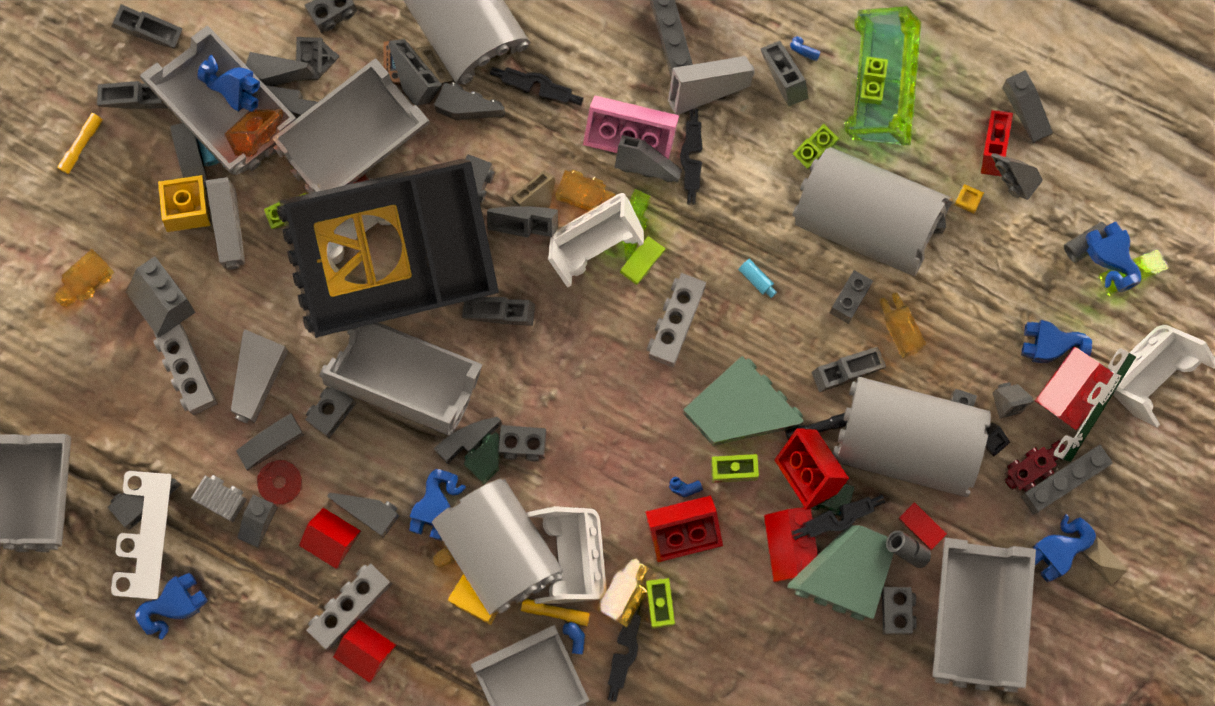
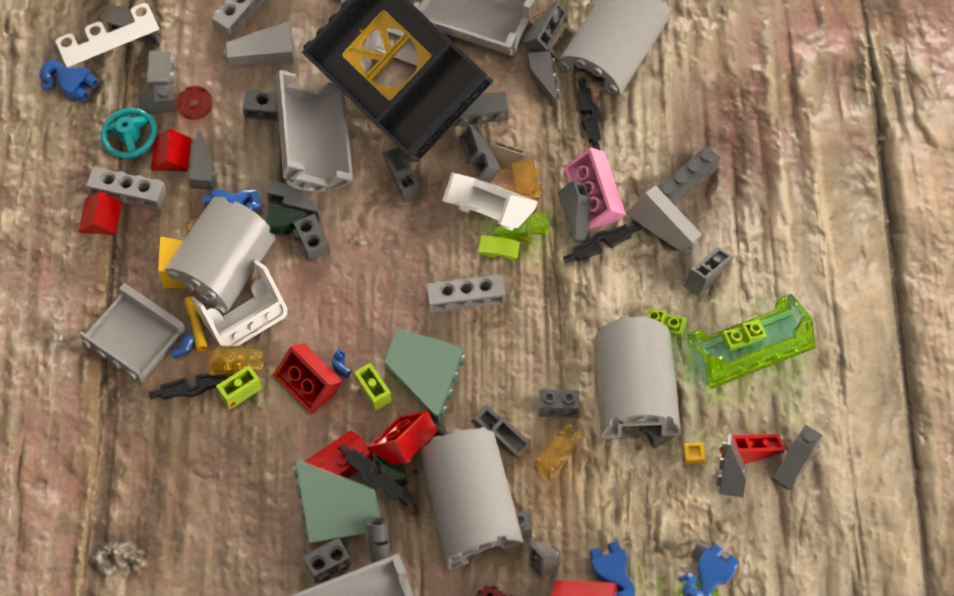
camera: 60 degrees right, 15 degrees down
(270, 441) = (220, 80): dark grey slope -> none
(278, 571) = (128, 132): none -> teal piece
(757, 278) = (533, 333): medium azure cylinder -> none
(808, 52) = (735, 275): blue arm -> none
(922, 526) = (408, 546): red tile -> none
(996, 439) = (508, 567): black slope -> none

